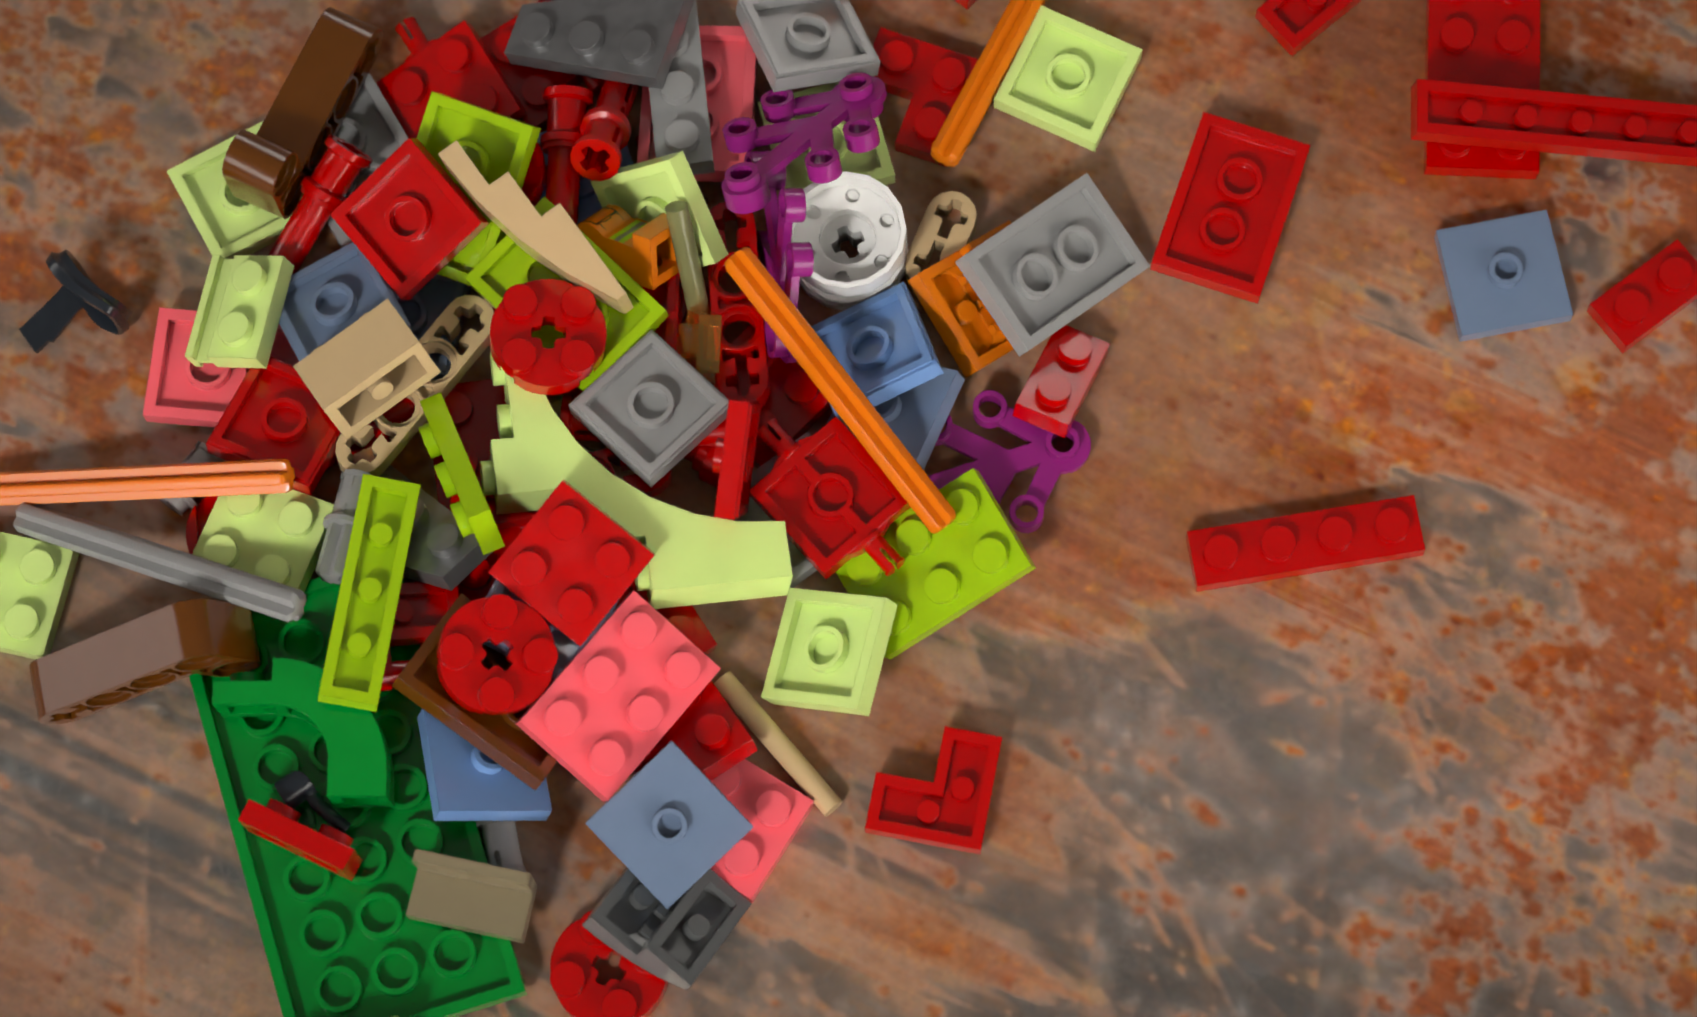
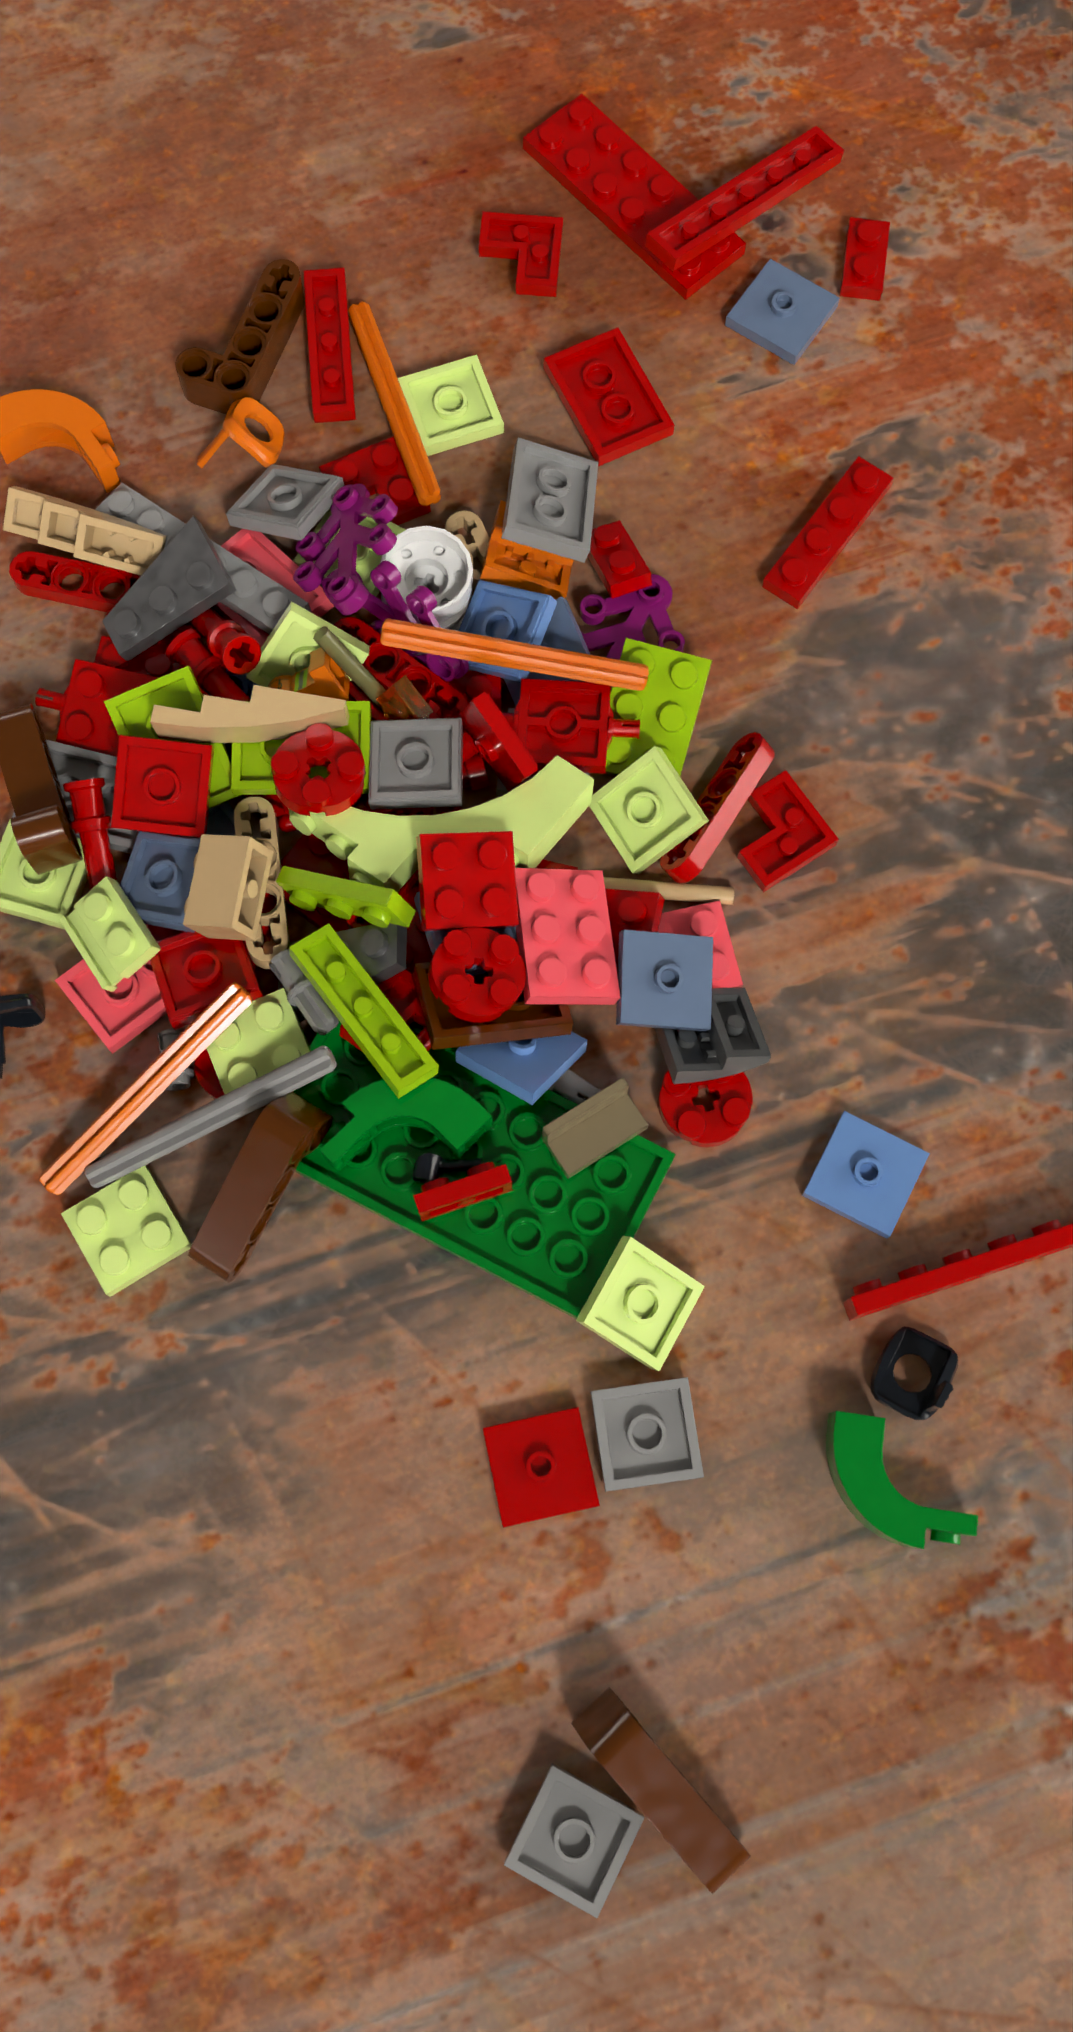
camera: 50 degrees left, 0 degrees up
(906, 711) = (721, 805): none -> red beam

